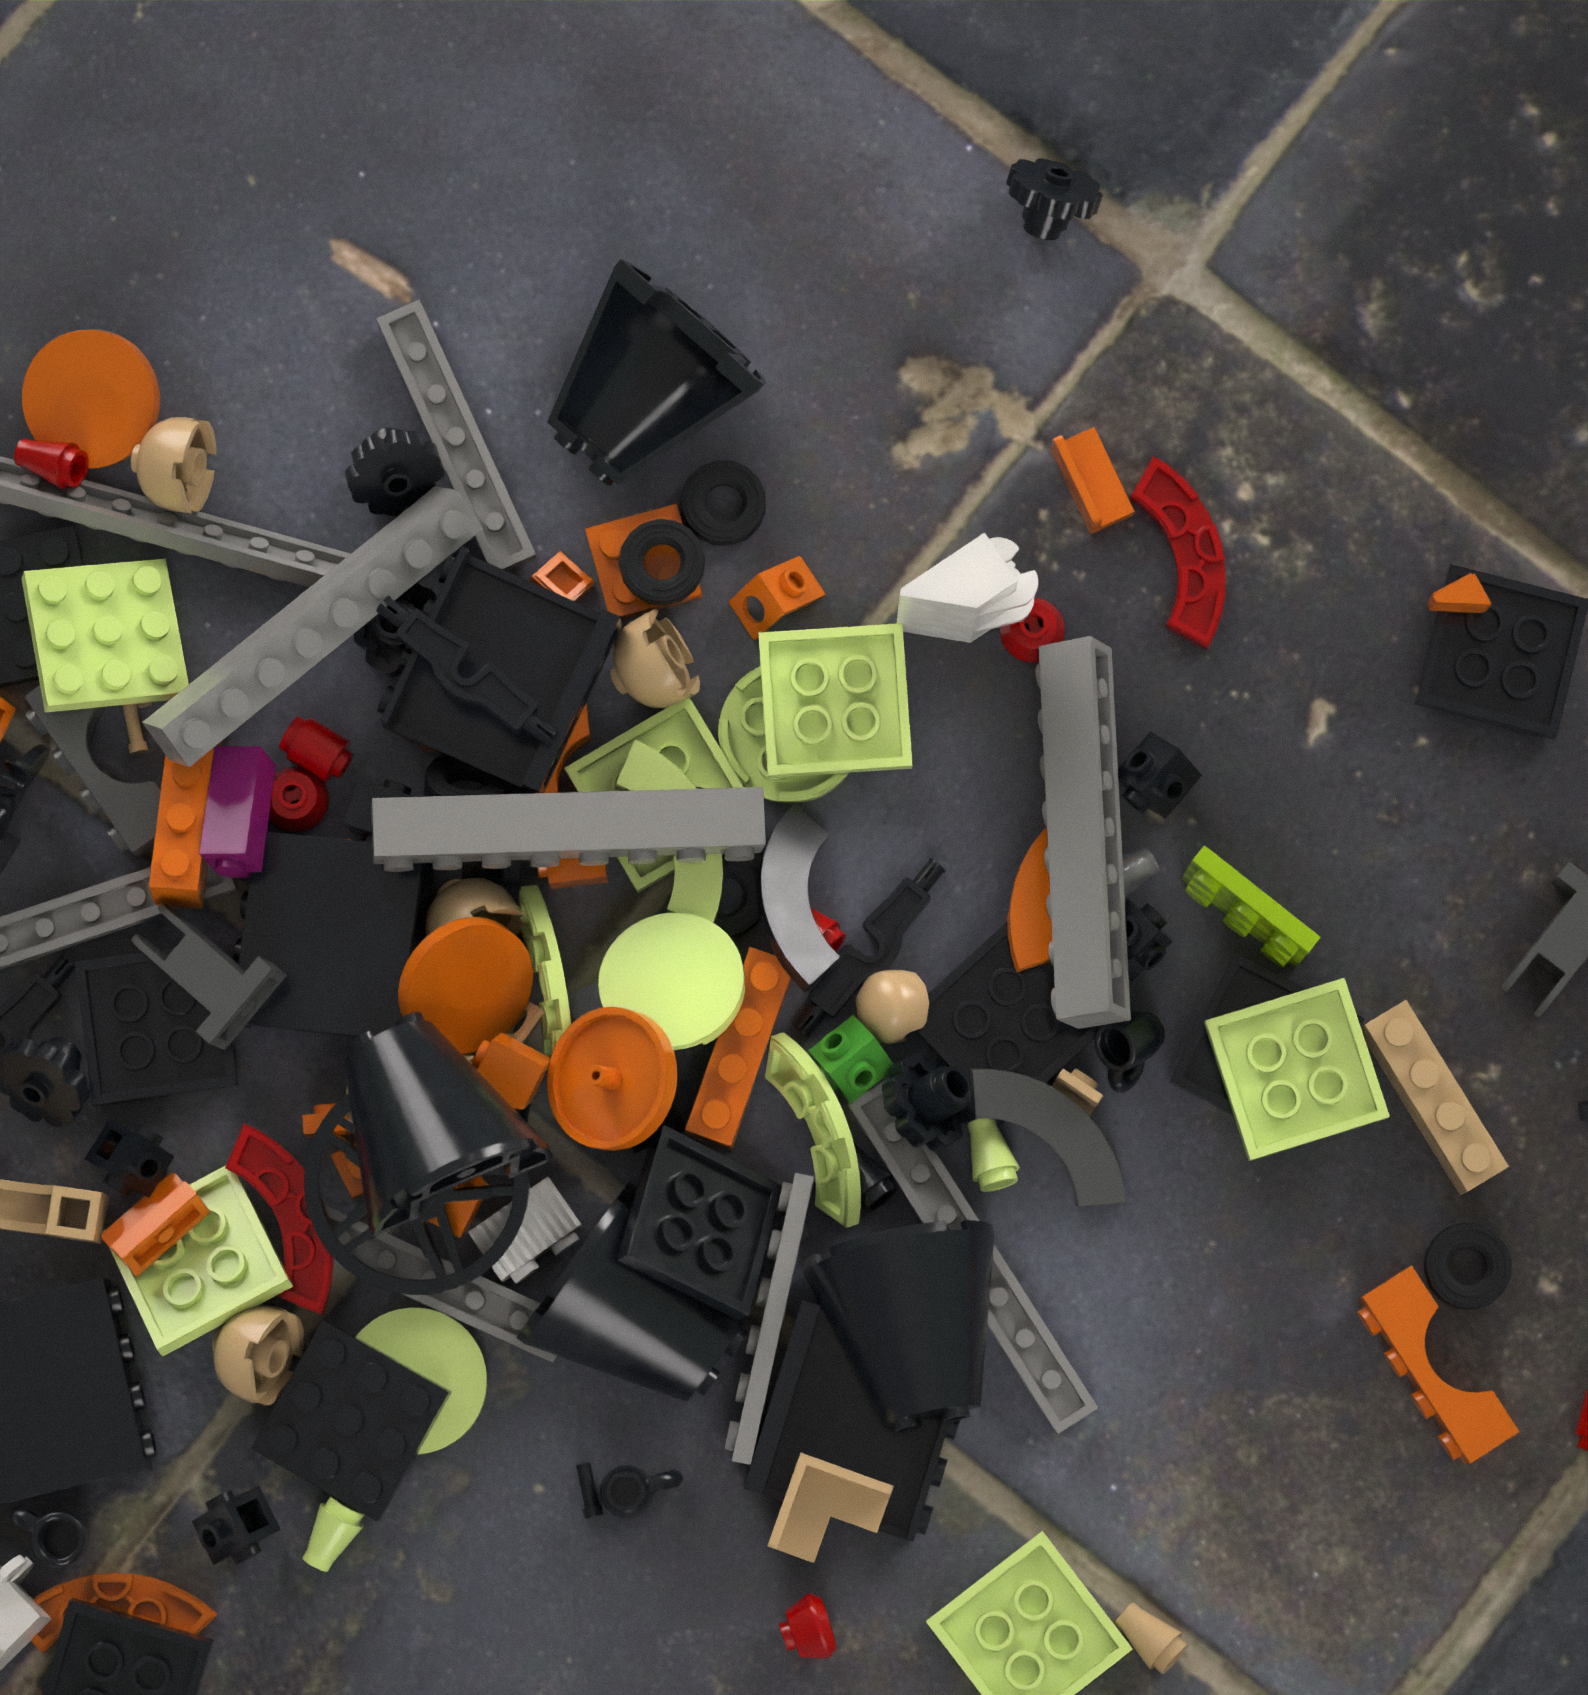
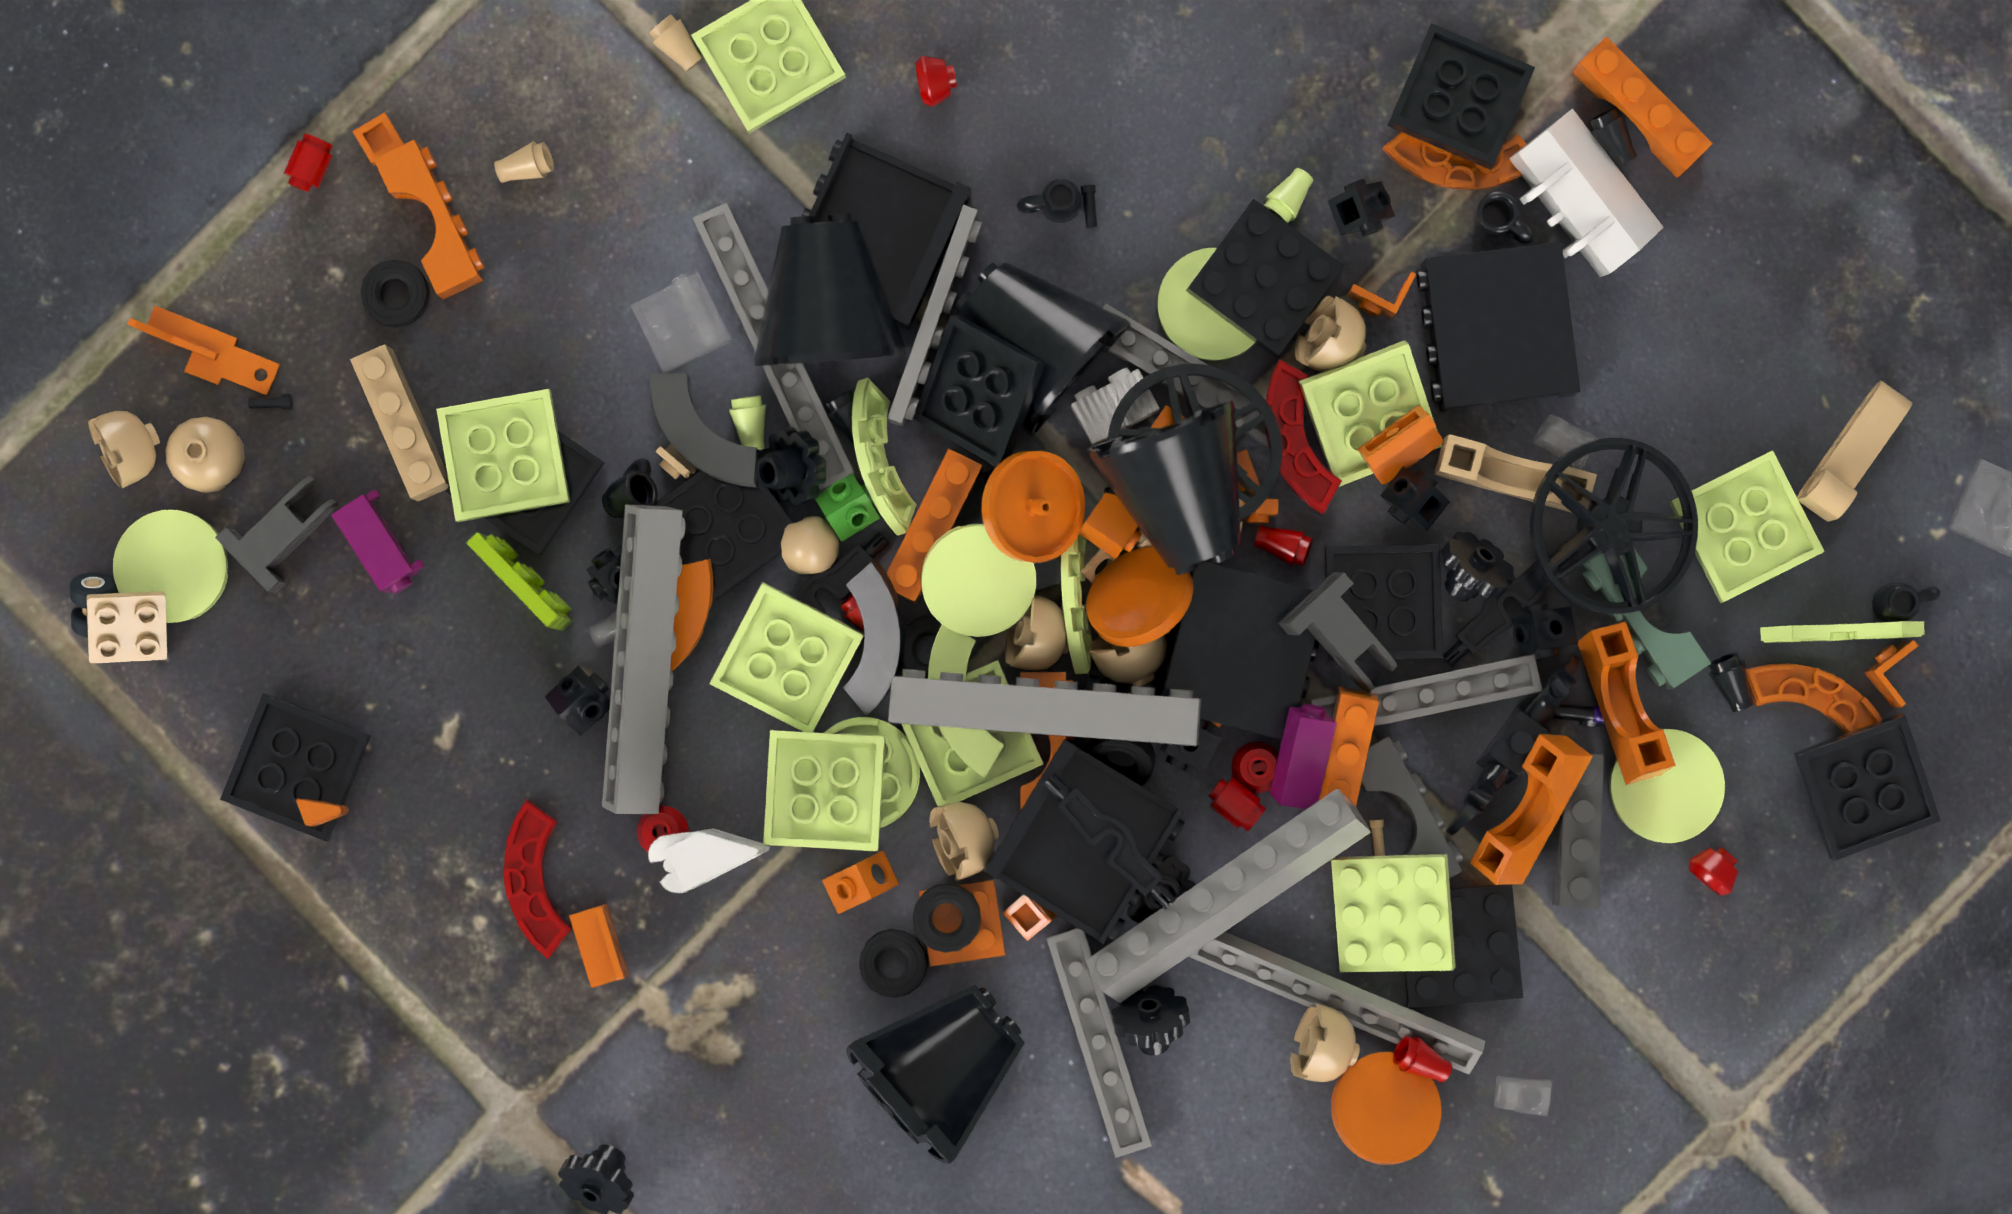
camera: 170 degrees left, 5 degrees up
(205, 1402) = (1374, 304): none -> orange bracket
(290, 1082) = (1284, 544): none -> red cone
(589, 921) = (1038, 637): none -> tan cylinder
(822, 1492) = (912, 179): tan panel -> none
(903, 859) = (786, 658): none -> yellowish green plate
(1094, 1271) = (681, 322): none -> clear plate
(1323, 1454) = (526, 163): none -> tan cone
(1442, 940) = (376, 544): none -> magenta brick
(1517, 1463) = (378, 137): none -> orange plate

